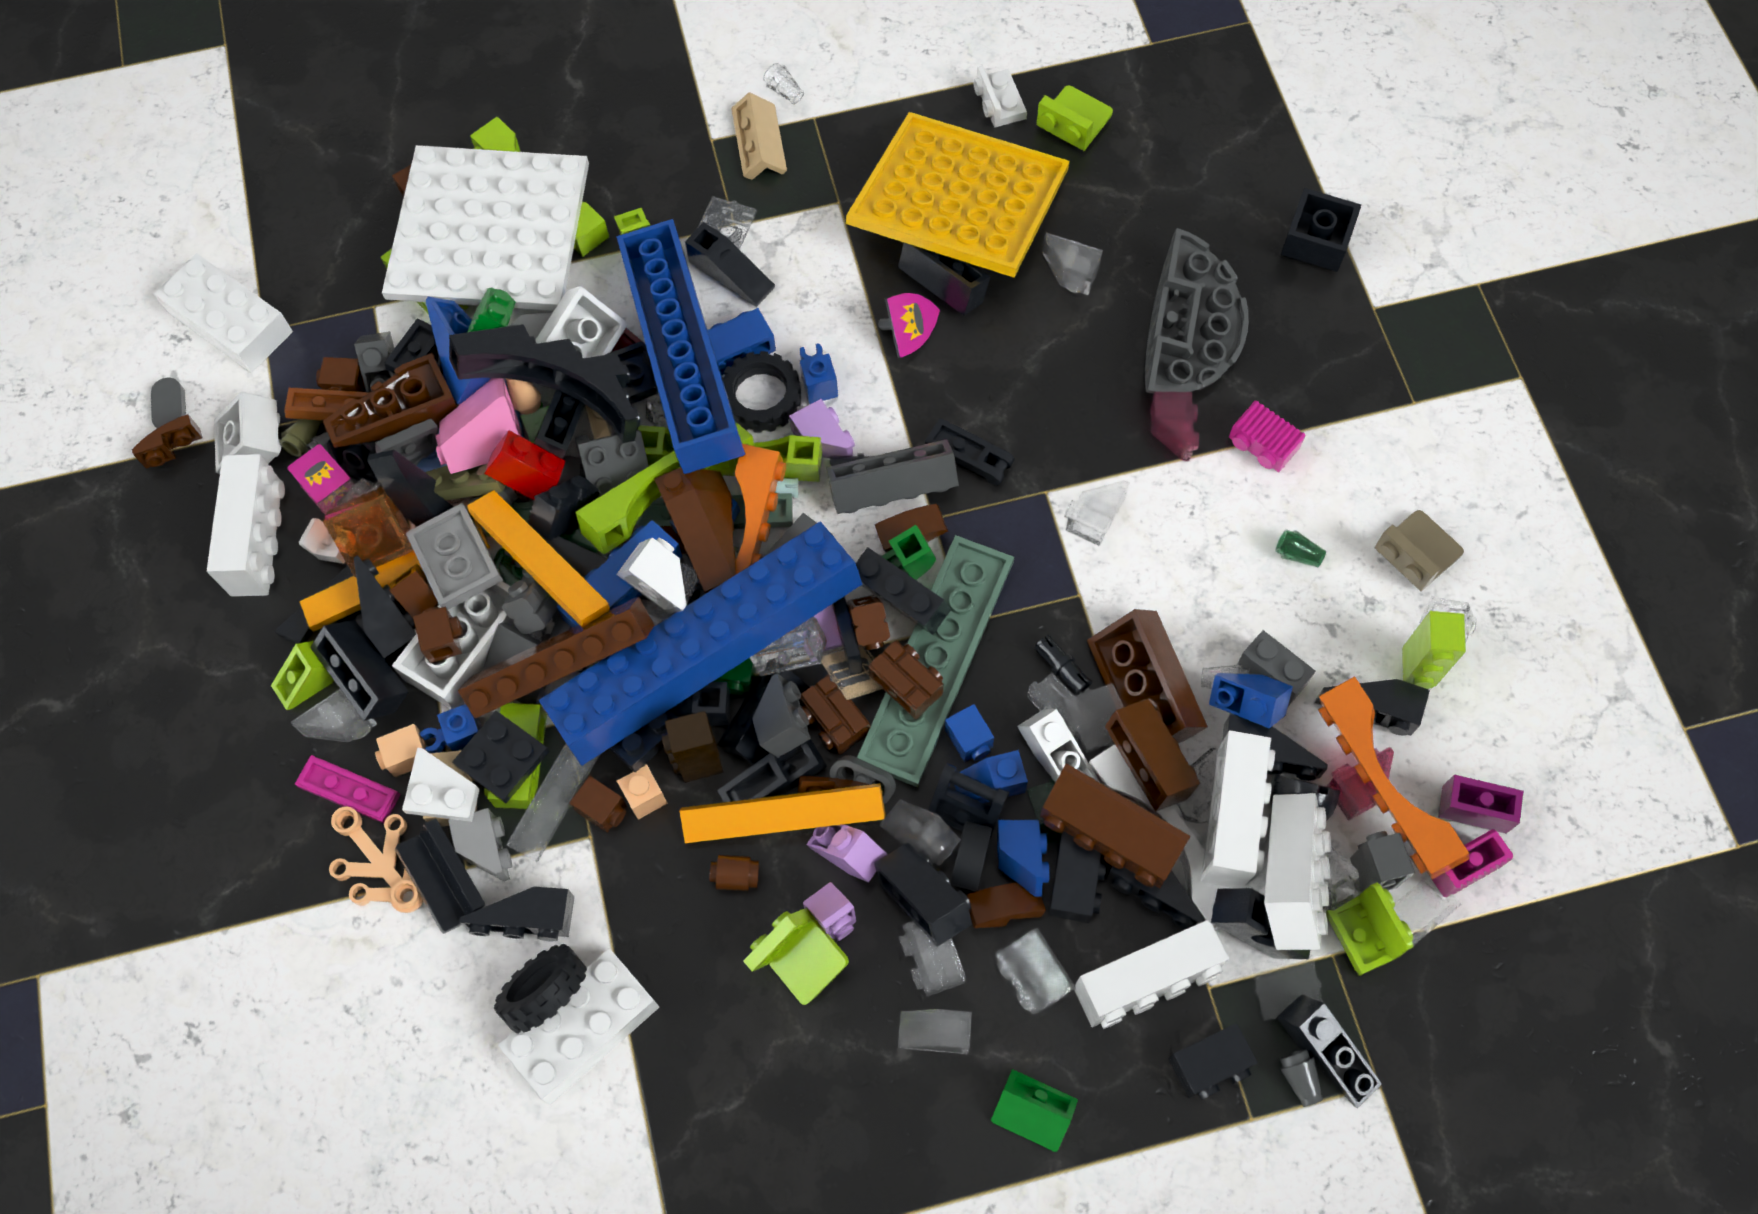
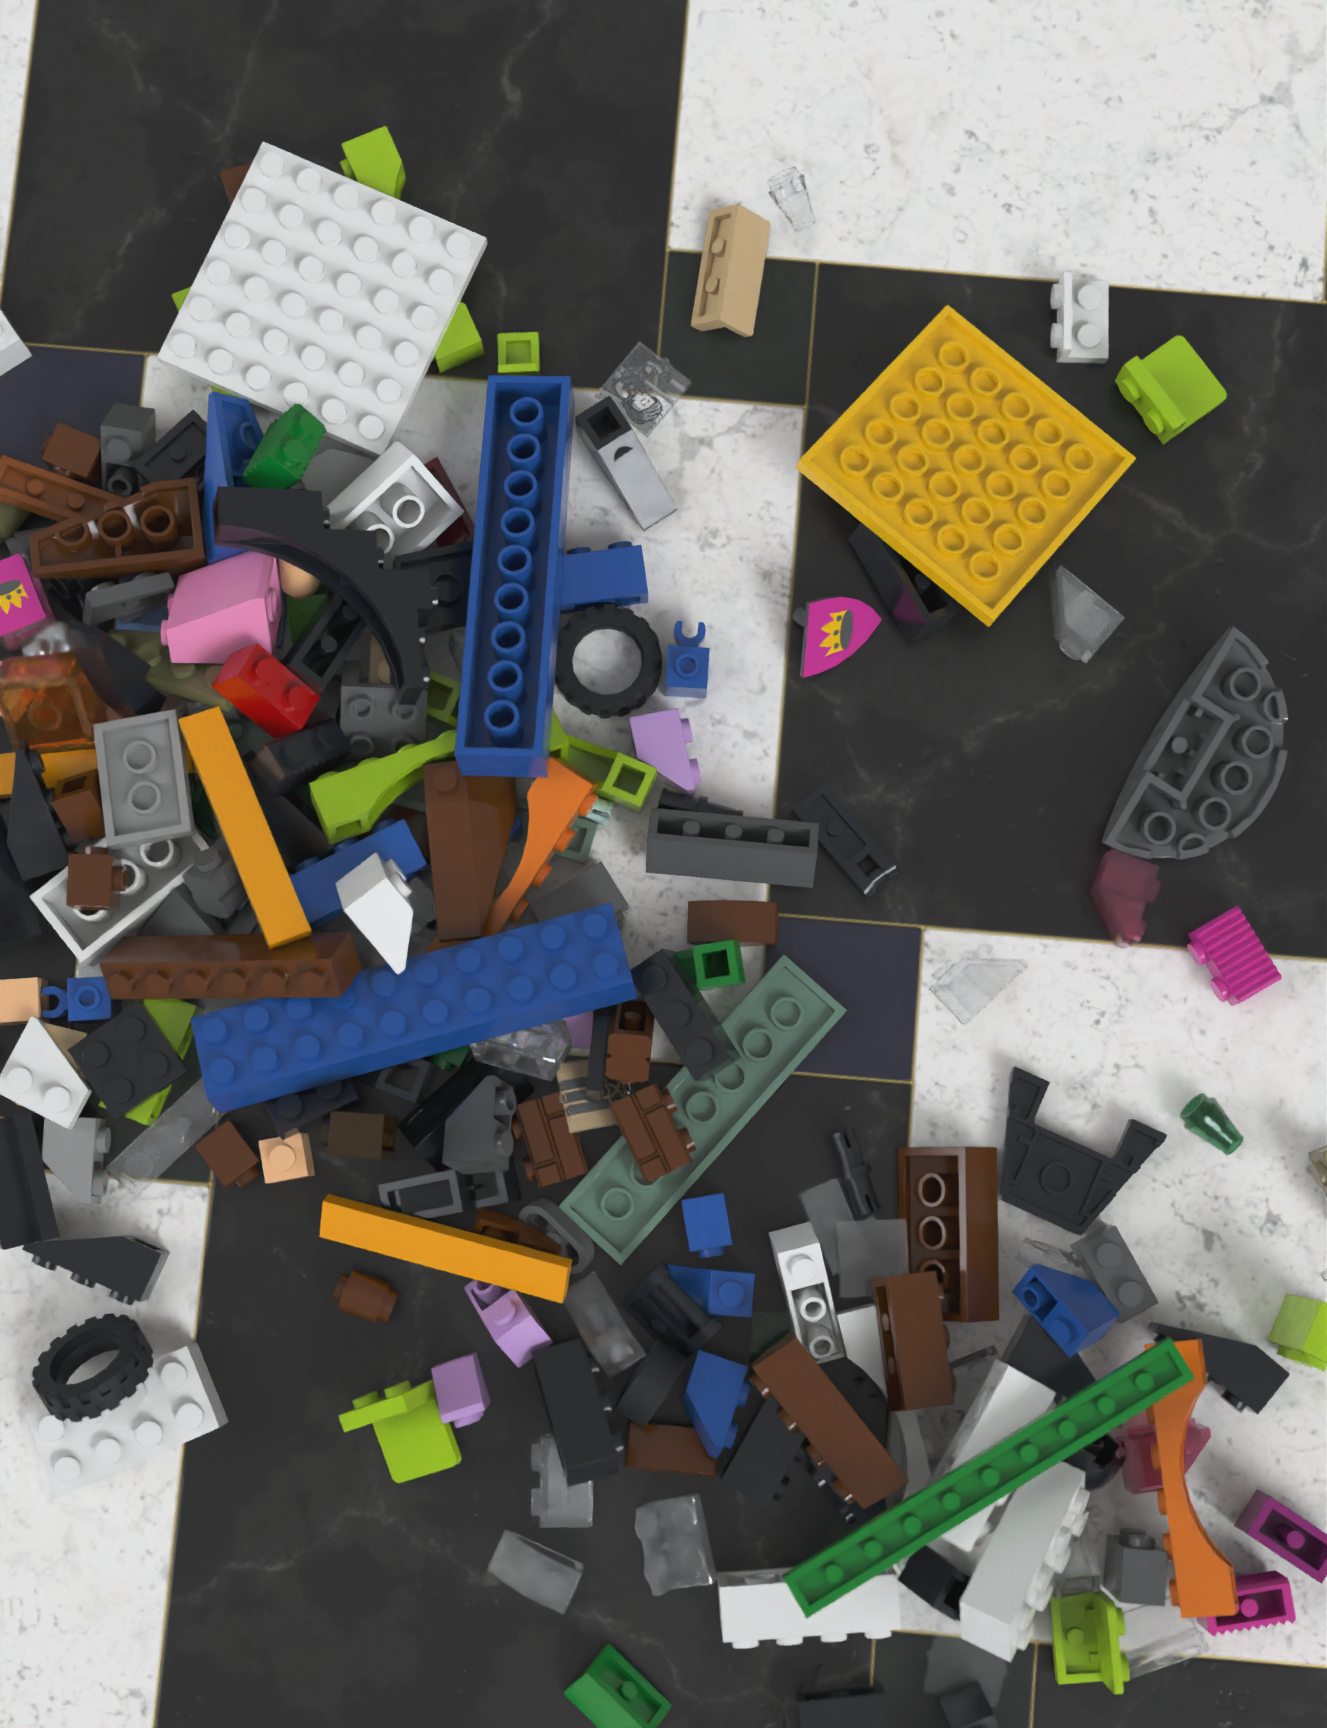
camera: 15 degrees right, 15 degrees up
(1207, 618) = (1056, 1175): none -> black wing
(1243, 812) = (987, 1477): none -> green plate

